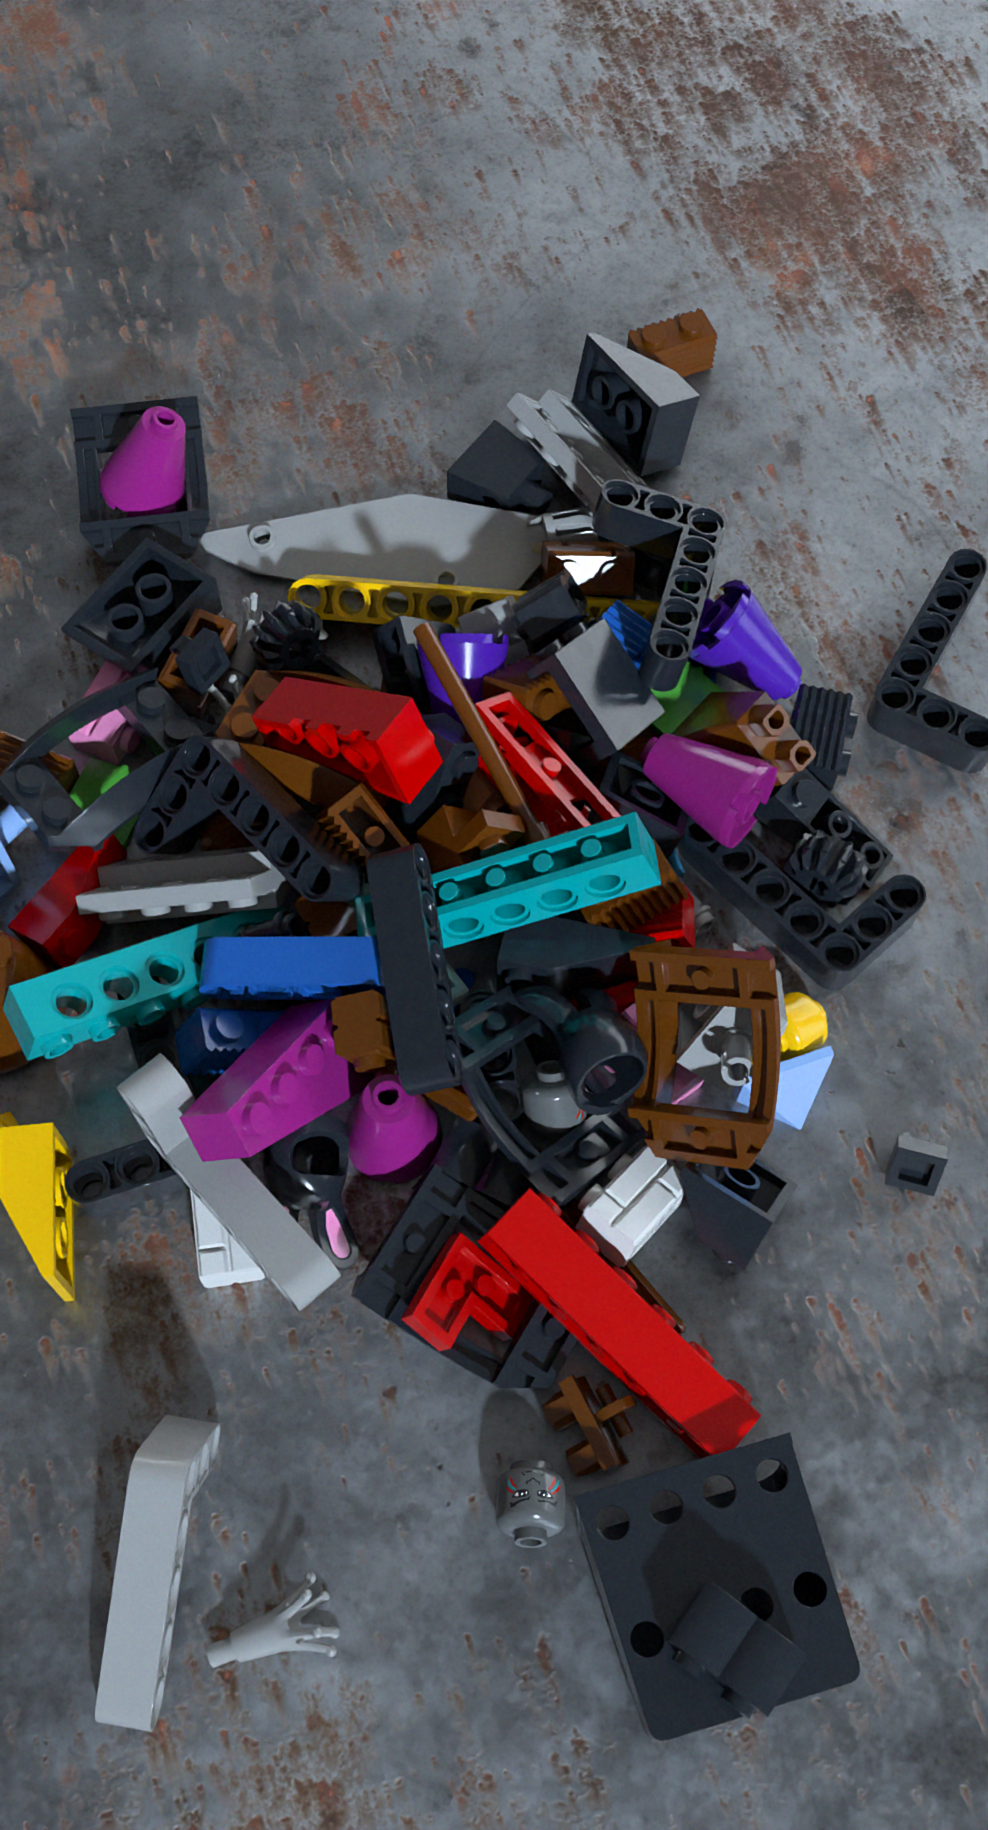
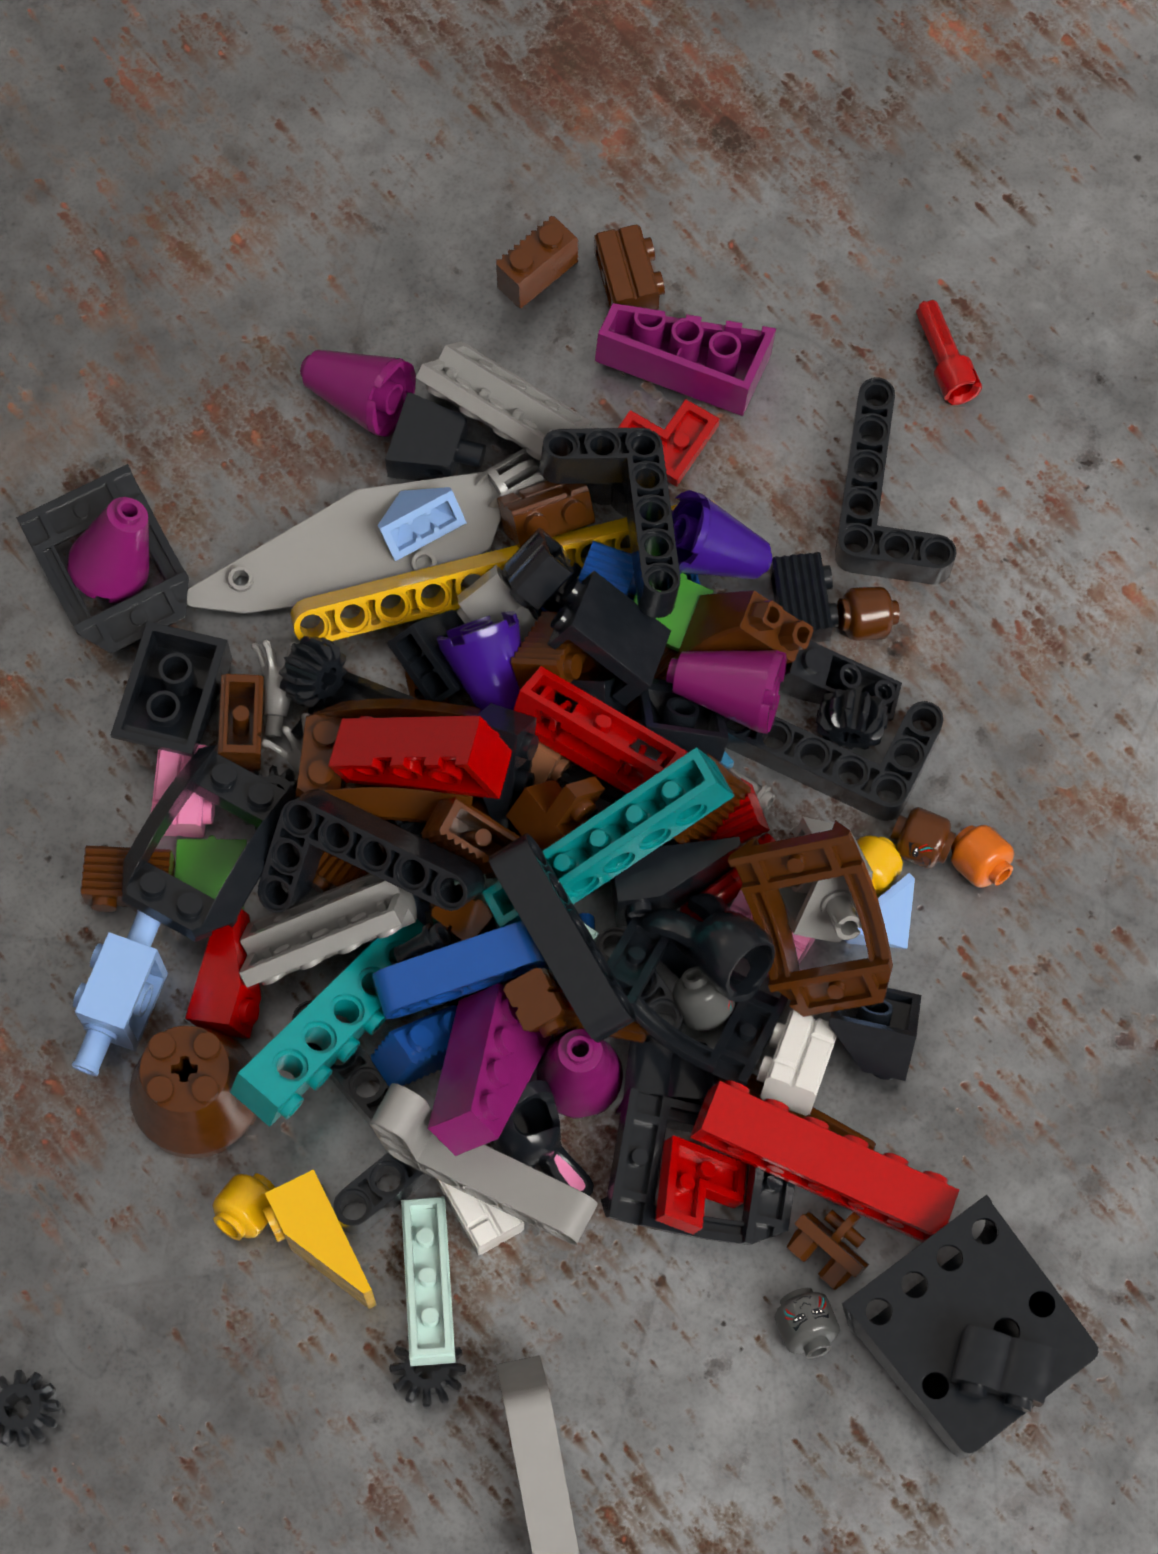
camera: 20 degrees left, 5 degrees up
(88, 1372) = (427, 1387): none -> black gear
(130, 1296) = (428, 1281): none -> light aqua tile
(200, 659) = (253, 724): black tile -> none
(276, 1630) = (650, 1491): light grey piece -> none
(454, 402) = (361, 386): none -> magenta cone
(457, 538) = (418, 519): none -> light blue slope
(480, 735) = (613, 783): reddish brown bar -> none
(635, 404) = (528, 334): black slope -> none
(752, 550) = (682, 437): none -> red plate
(756, 386) = (626, 267): none -> reddish brown brick
(785, 473) = (687, 355): none -> magenta wedge
(859, 1016) = (923, 837): none -> reddish brown head
(881, 772) = (867, 613): none -> reddish brown head
(916, 1164) = (1010, 944): black tile -> none
(918, 1058) = (982, 856): none -> orange head

